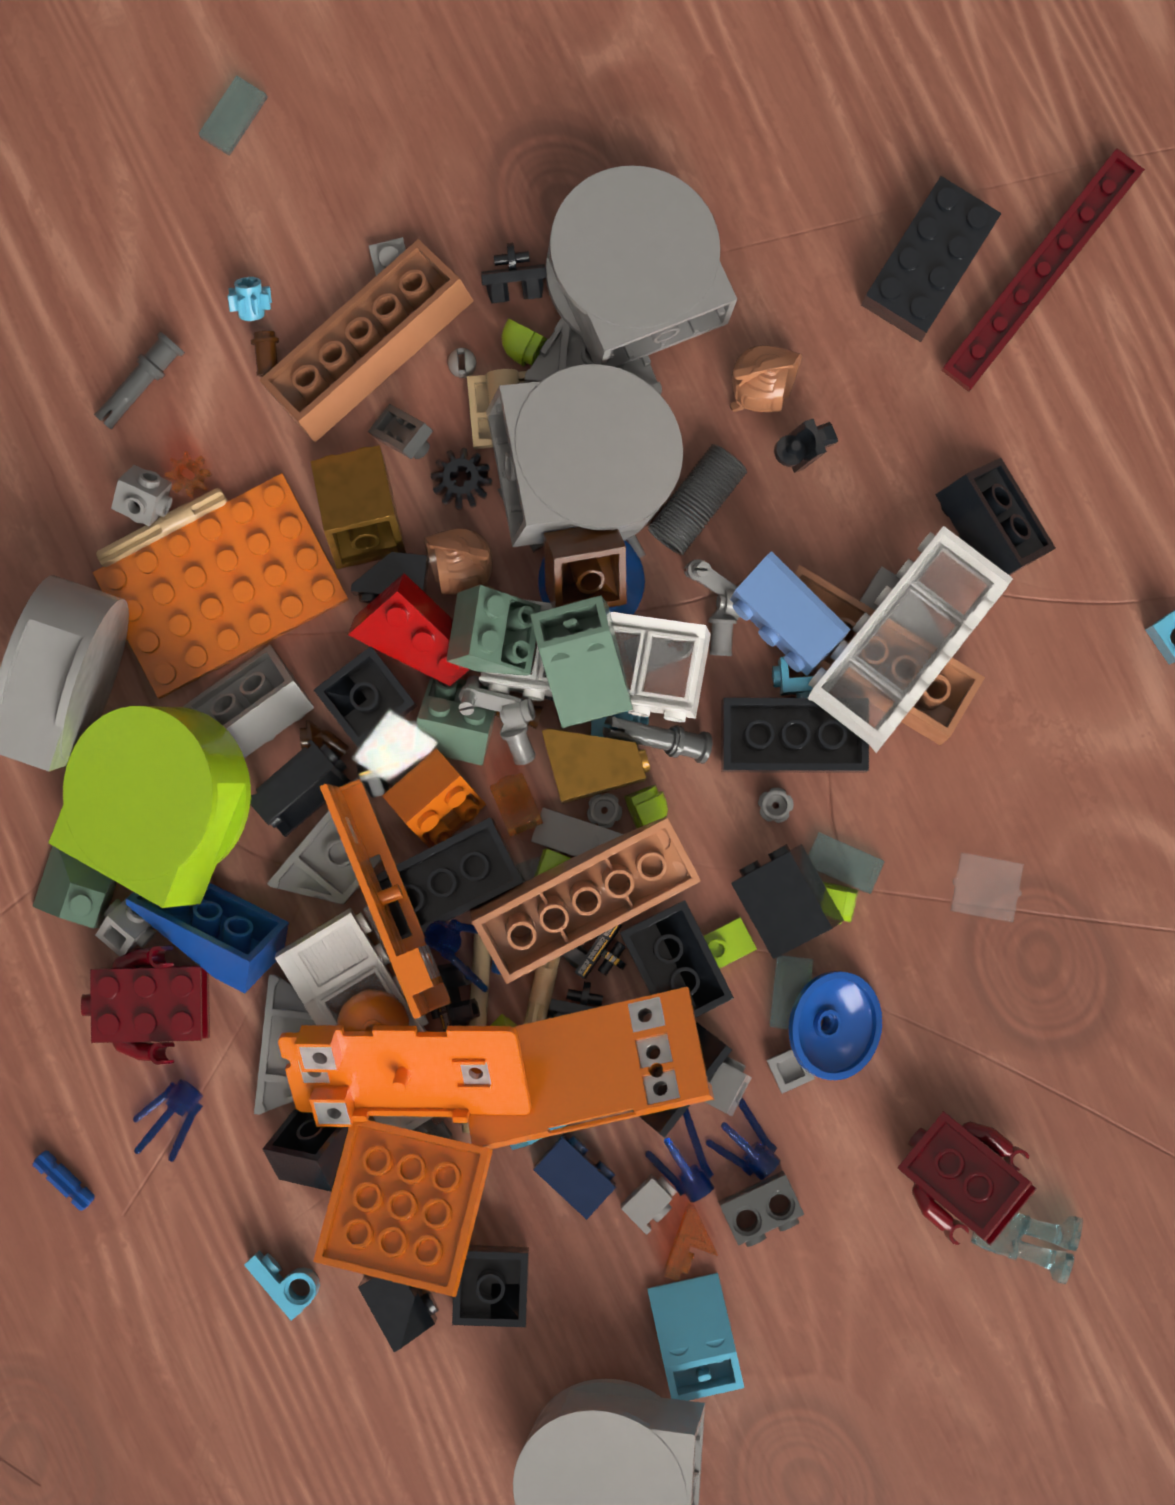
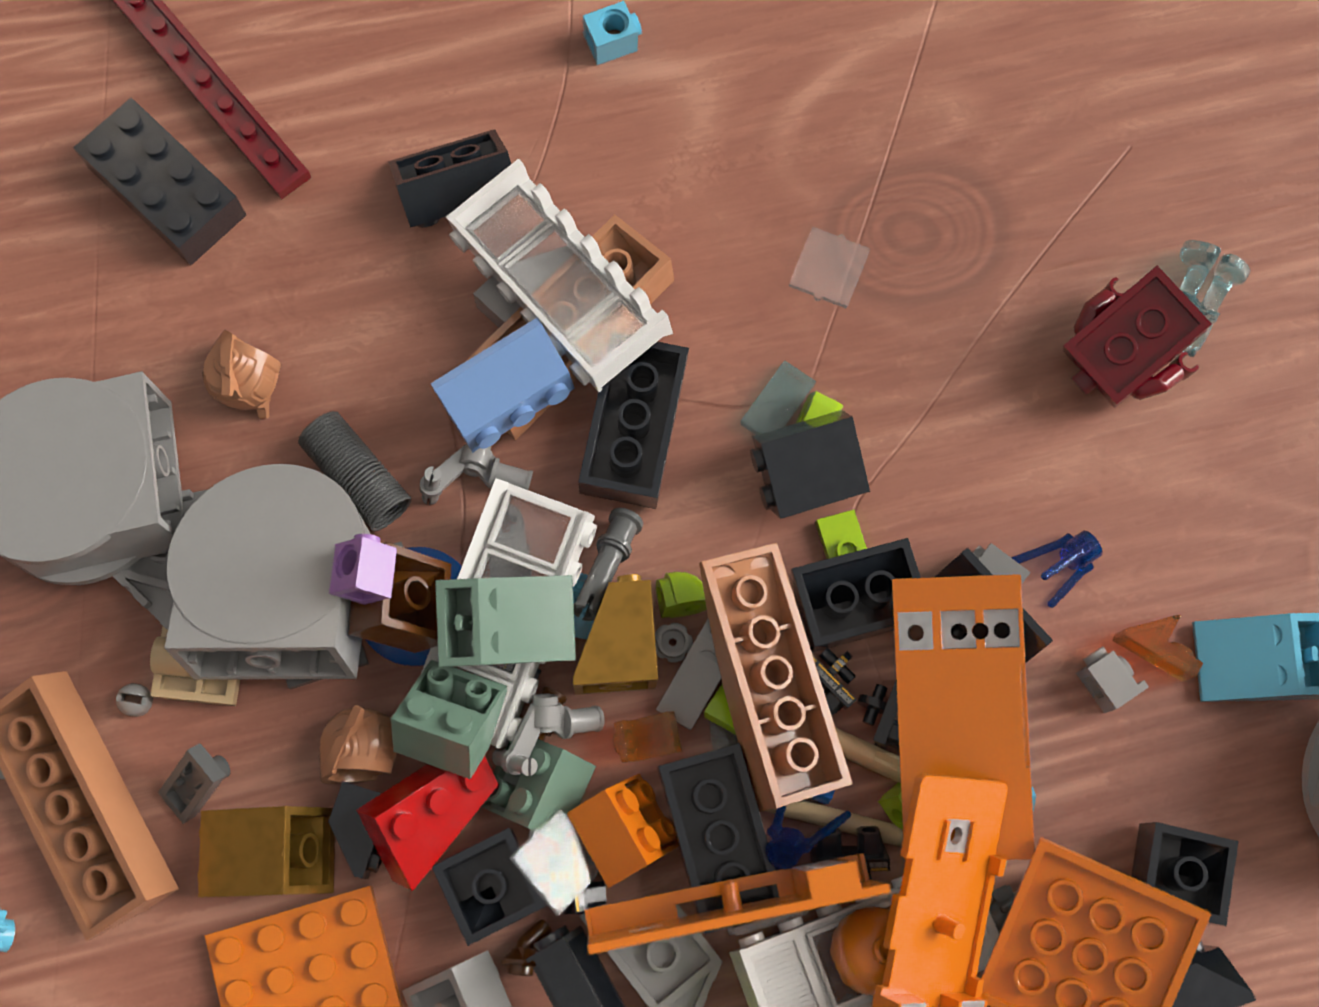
camera: 85 degrees left, 10 degrees down
(265, 351) = (54, 927): reddish brown pin -> none
(453, 470) = (277, 714): black gear -> none
(498, 279) = (51, 639): black hips -> none
(521, 343) = (128, 626): lime piece -> none
(575, 1175) = (1071, 753): dark blue brick -> none
(596, 533) = (363, 569): none -> brick
(693, 1181) = (1090, 627): clear blue plant -> none
(757, 1200) = (1121, 562): dark grey brick -> none
(782, 812) = (703, 449): light grey plate -> none
(788, 1071) = (988, 500): light grey plate -> none
(789, 979) = (906, 484): clear light blue tile -> none
(790, 686) = (577, 420): medium azure bracket -> none
(804, 444) = (323, 343): black hips -> none
(848, 1029) = (951, 442): blue dish -> none

